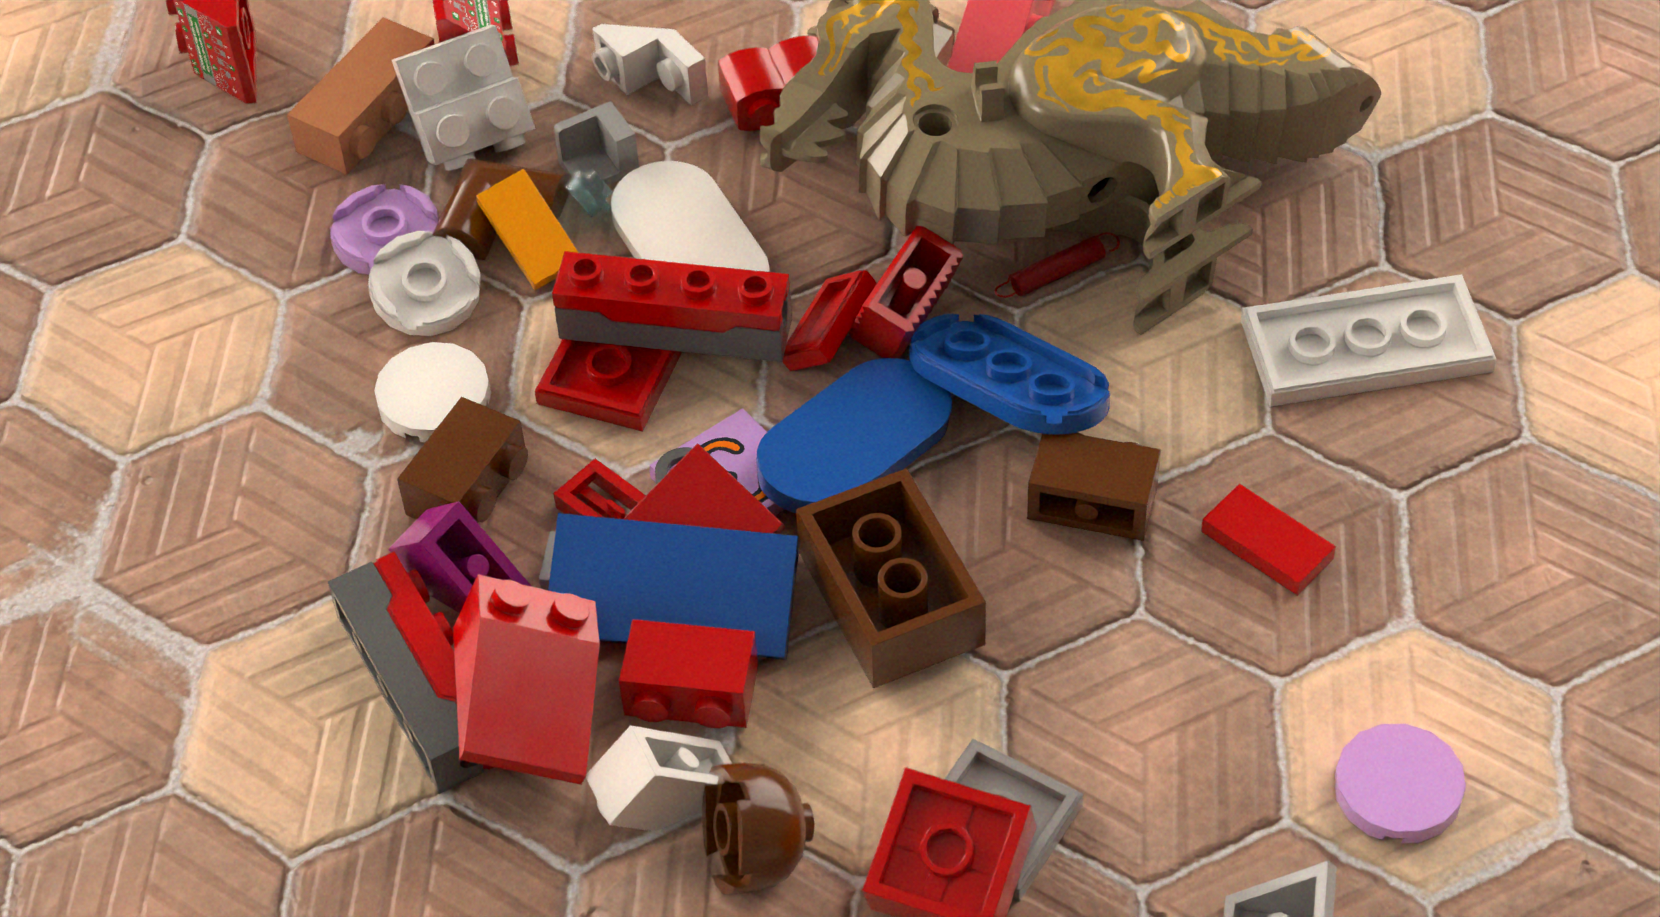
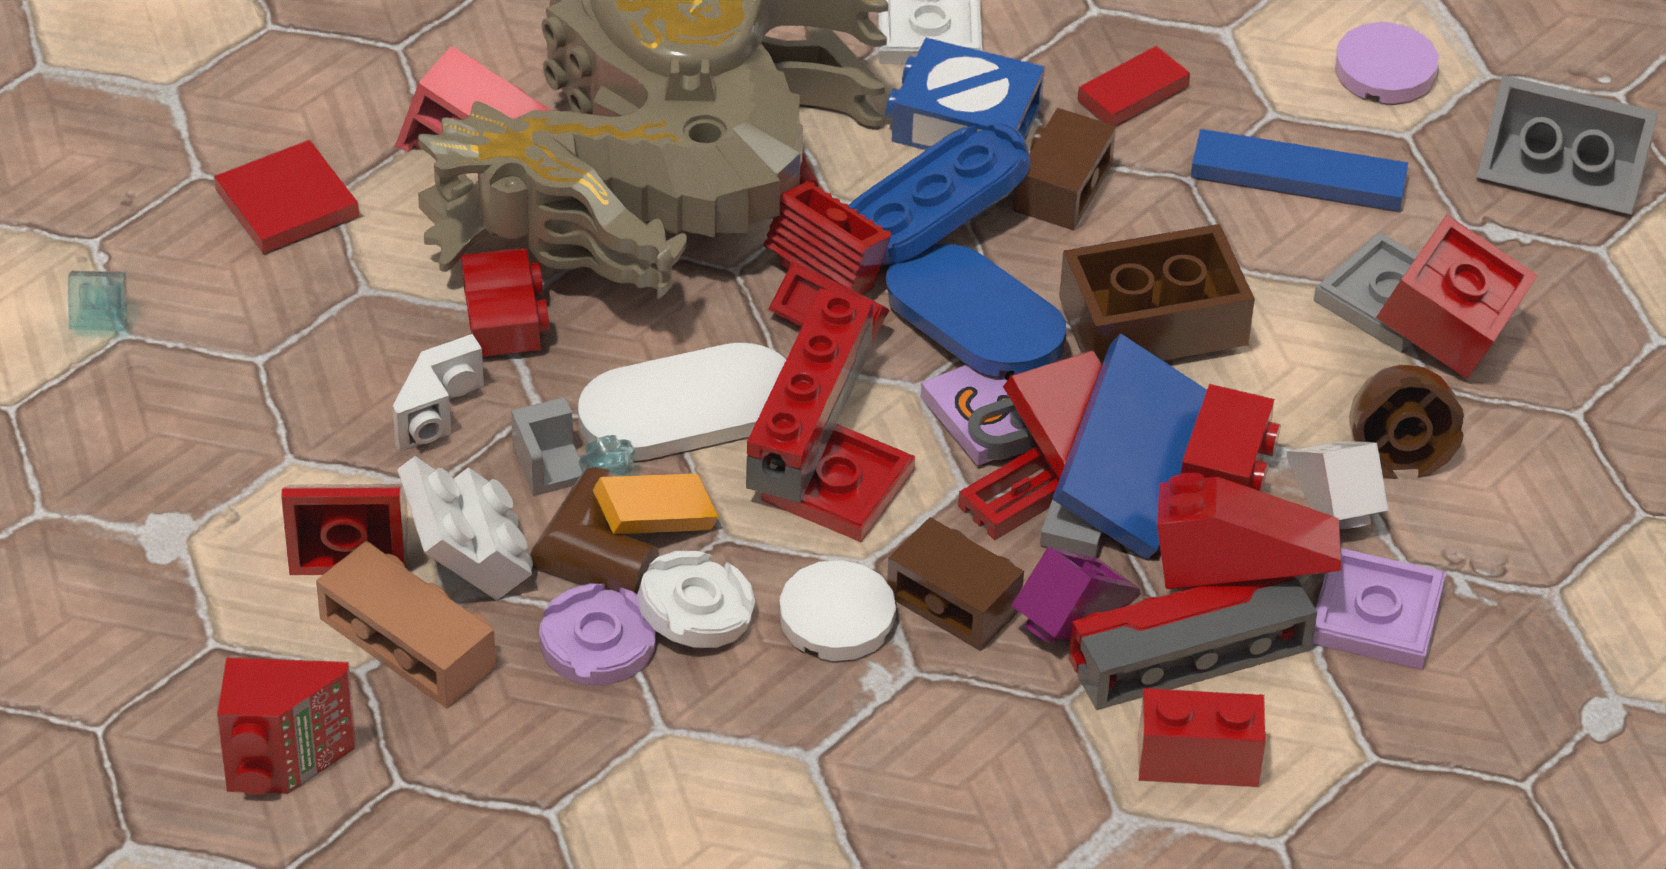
camera: 85 degrees left, 5 degrees down
(271, 688) = (1201, 737): none -> red brick
(496, 845) = (1379, 608): none -> lavender tile
(1173, 385) = (962, 88): none -> blue brick
(1176, 713) = (1299, 169): none -> blue tile

